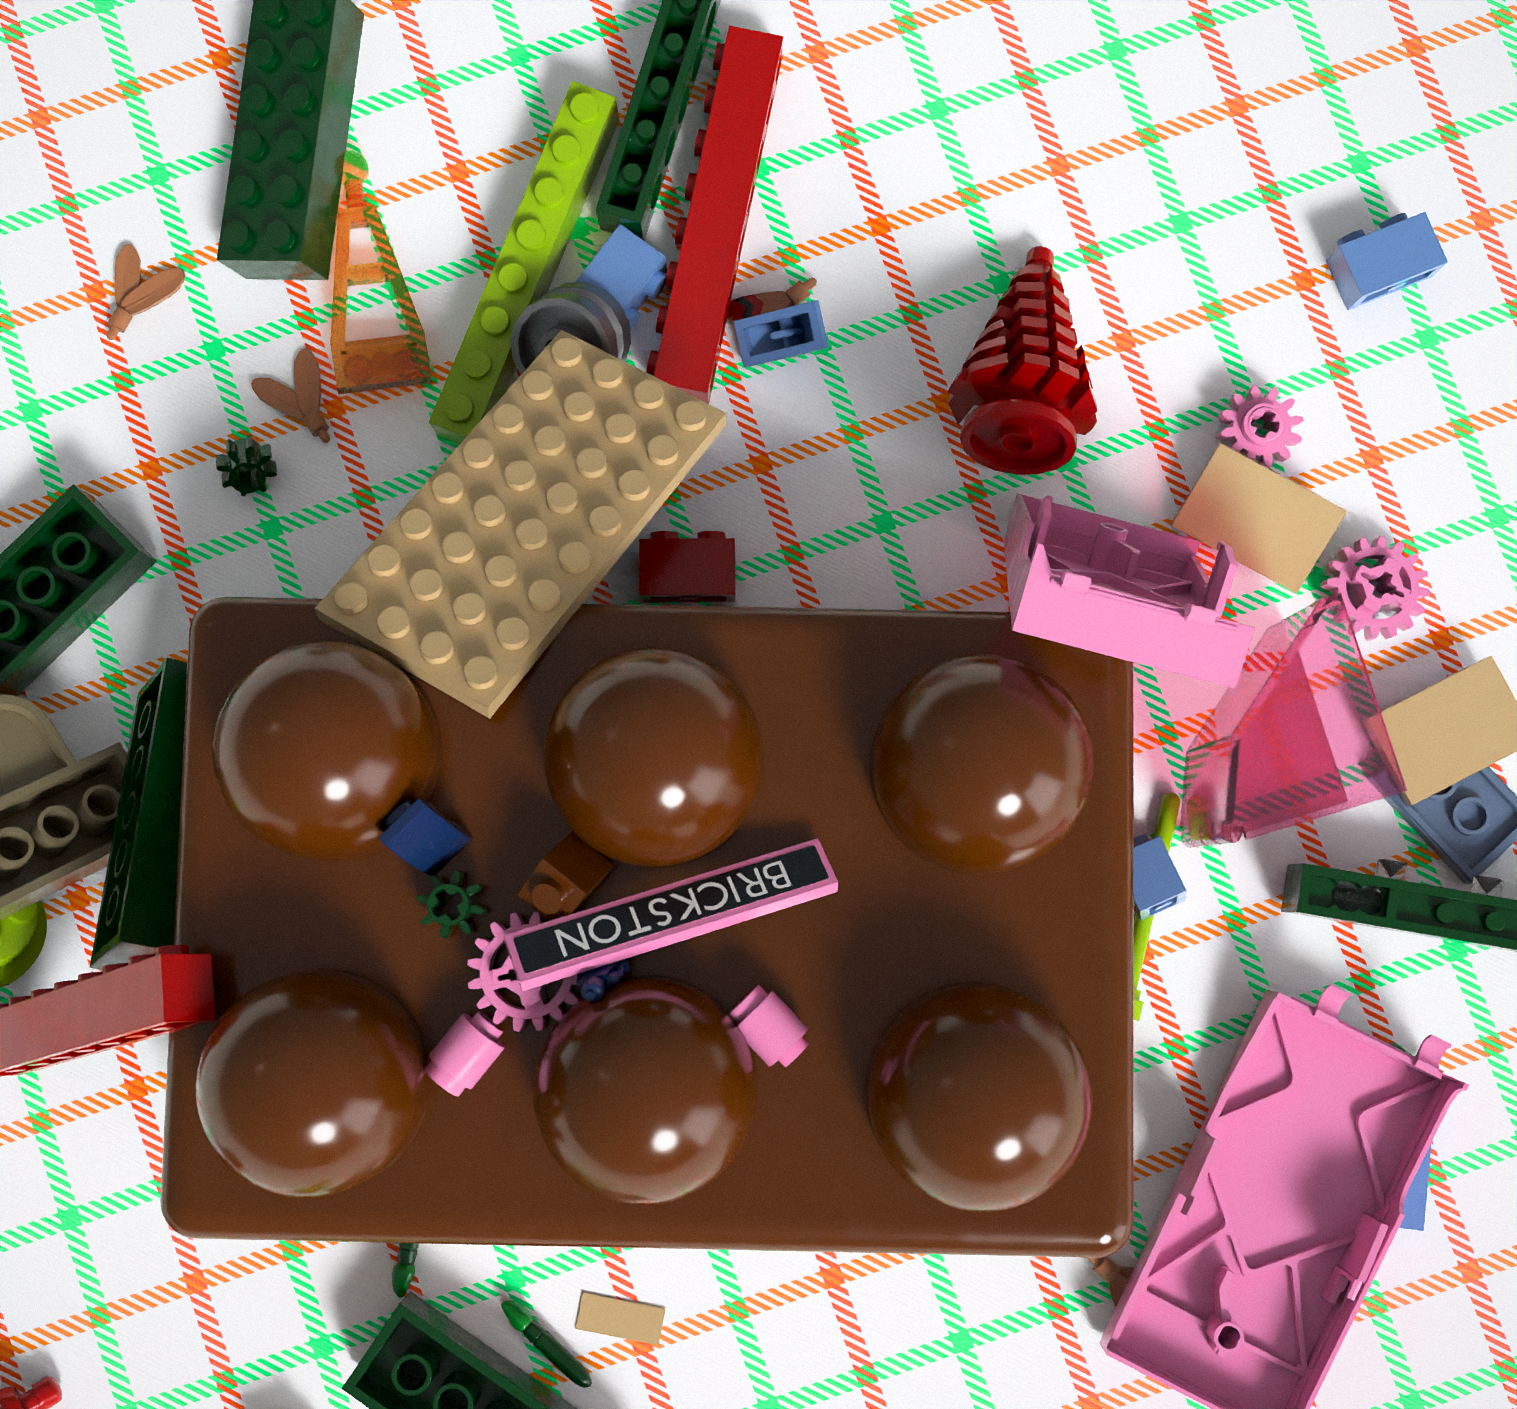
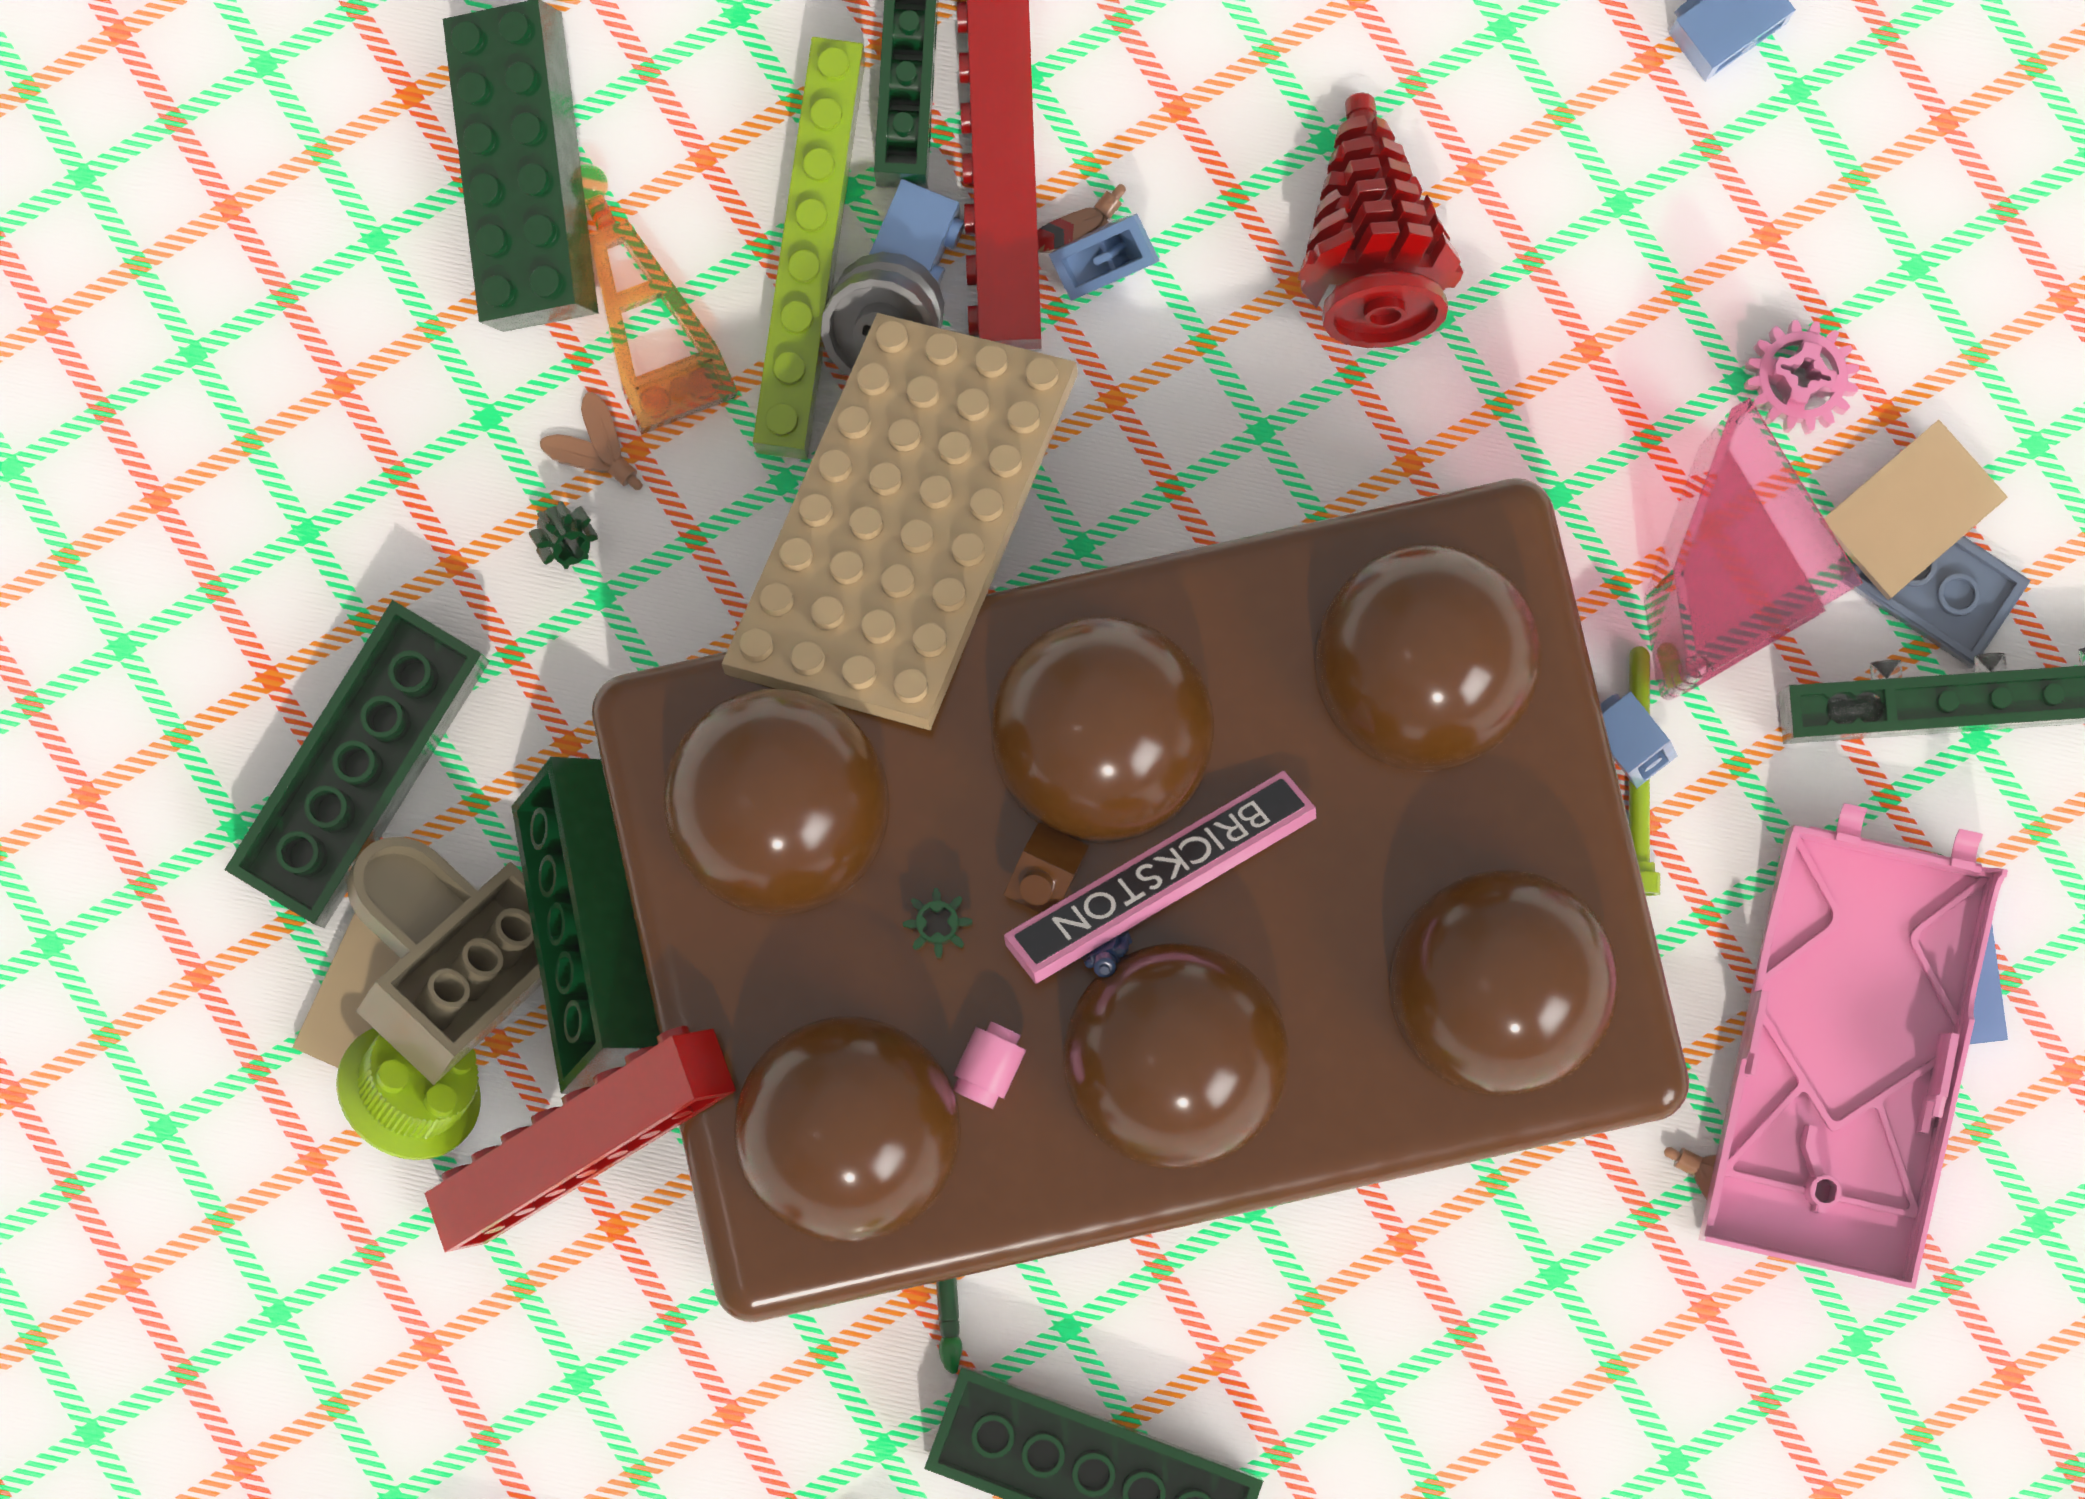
camera: 15 degrees left, 0 degrees up
(137, 297) = (389, 382): nougat piece -> none
(423, 836) = (896, 860): dark blue slope -> none
(532, 999) = (1042, 994): bright pink gear -> none
(555, 1352) = (1119, 1383): dark green piece -> none
(620, 1318) = (1190, 1340): tan sticker -> none
(687, 568) = (1067, 531): red brick -> none
(770, 1027) = (1283, 966): bright pink brick -> none
(1122, 591) = (1523, 445): bright pink piece -> none
(1261, 514) = (1659, 331): tan tile -> none
(1275, 420) = (1623, 247): bright pink gear -> none

